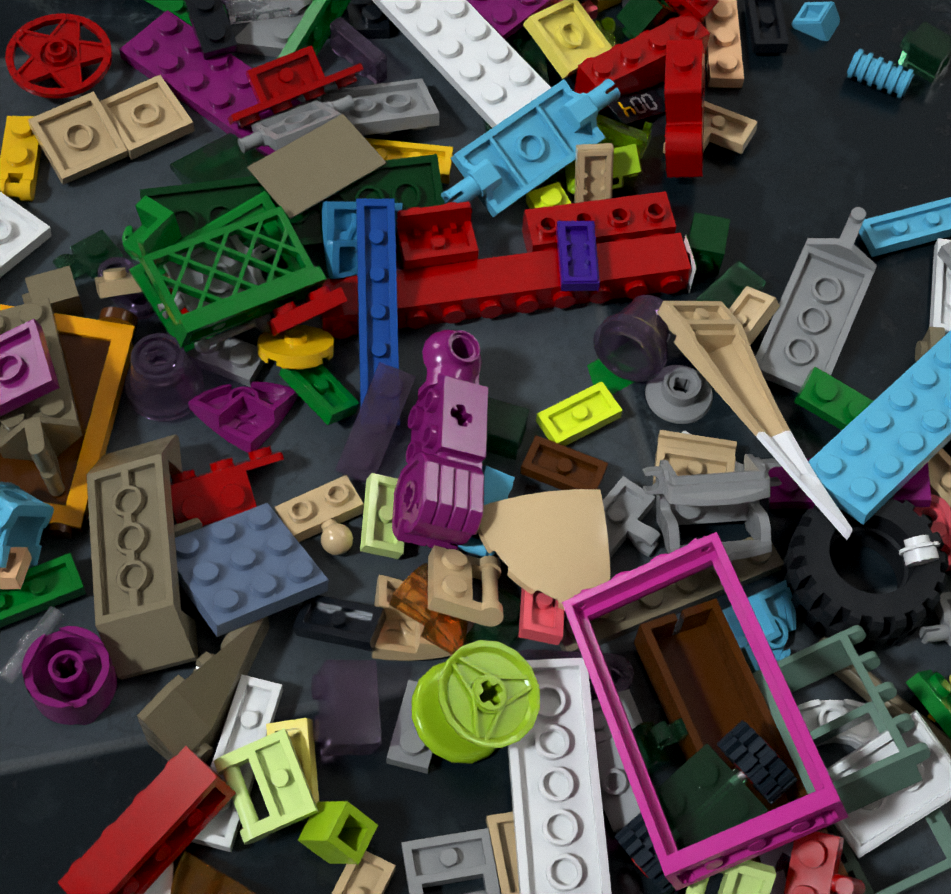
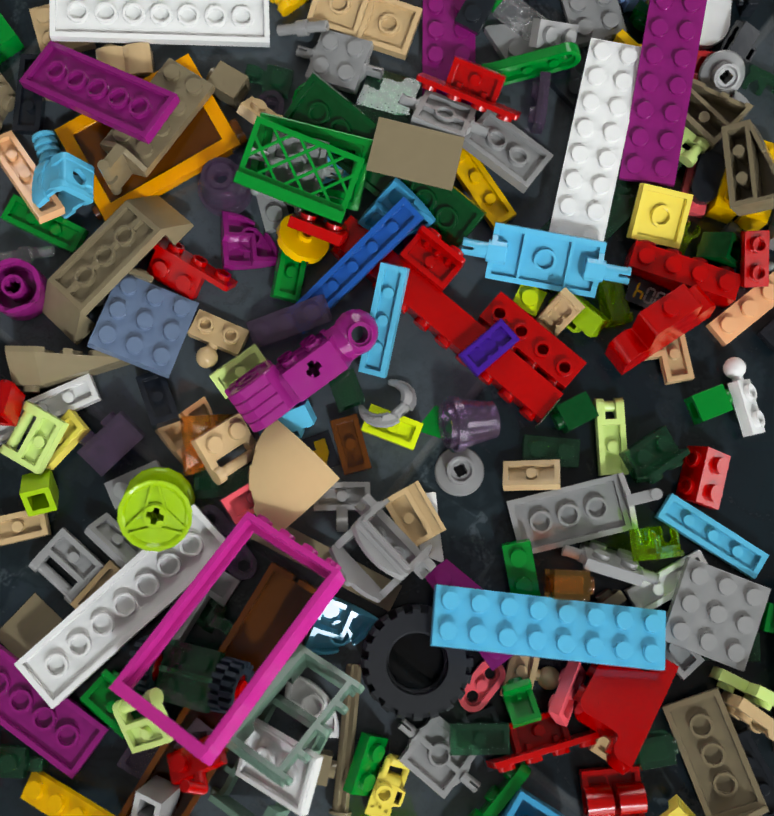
camera: 50 degrees right, 20 degrees up
(67, 187) = (303, 28): none -> light grey bar
(127, 172) = (340, 60): none -> light grey plate
(157, 230) = (288, 106): green panel -> none
(447, 311) = (386, 310): none -> medium azure plate
(467, 795) = (108, 537): none -> light grey plate
(569, 406) = (385, 420): none -> light grey piece
(722, 354) = (485, 483): tan plate -> none
(761, 233) = (610, 436): none -> yellowish green plate
(775, 88) = (744, 398): none -> white plate
(793, 132) = (709, 404): none -> green brick
(810, 209) = (653, 456): none -> clear green bracket
(858, 183) = (703, 476): none -> red bracket
(888, 361) = (569, 584): none -> clear orange brick
(892, 313) = (611, 563): none -> light grey plate
(911, 265) = (650, 545): none -> clear neon green hinge
(919, 551) = (434, 691): white plate -> none

